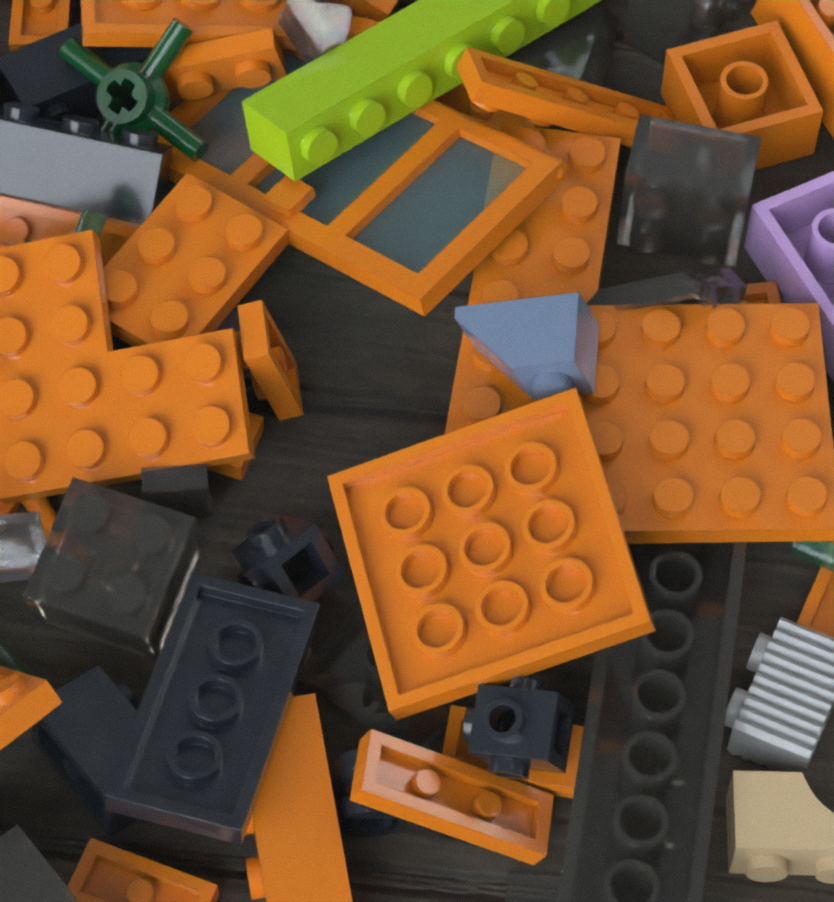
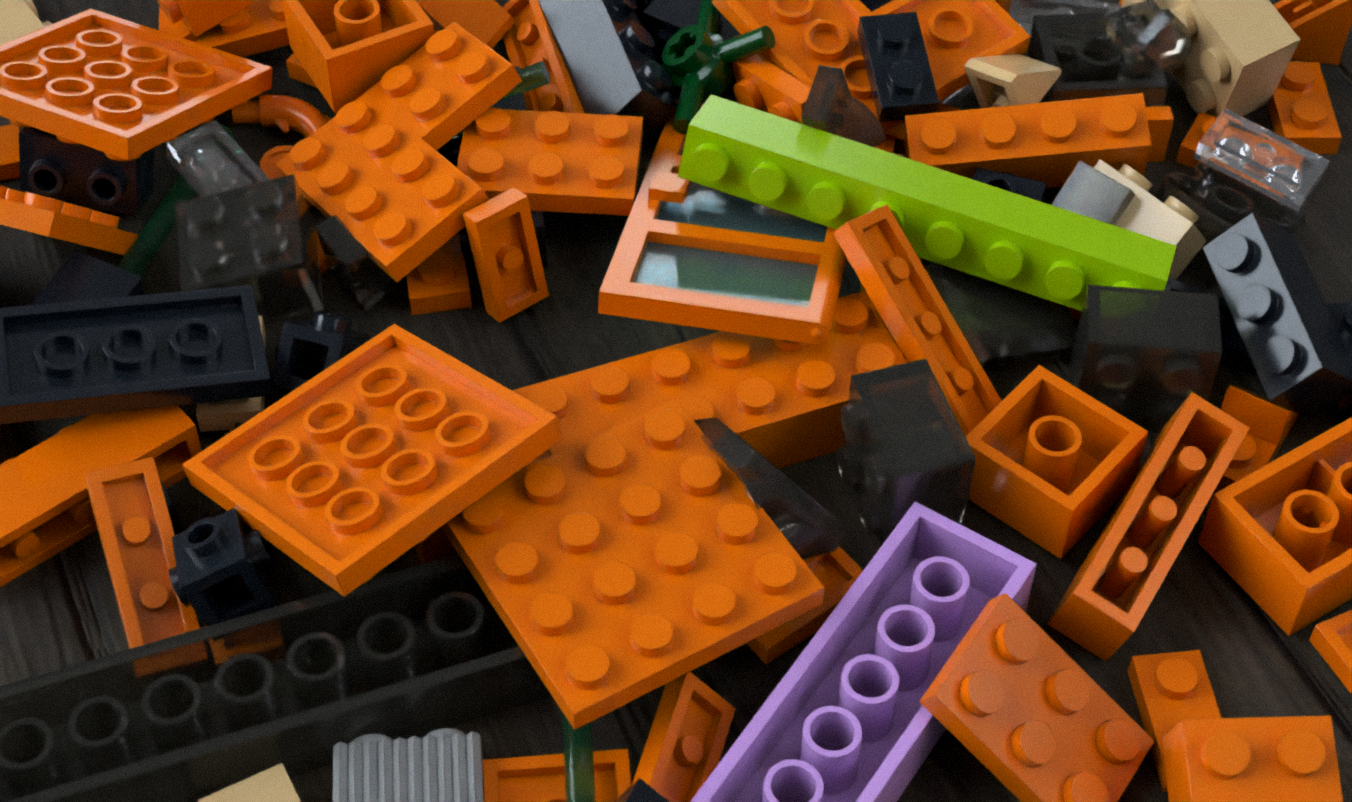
camera: 60 degrees right, 10 degrees down
(537, 341) = (600, 385): sand blue slope -> none

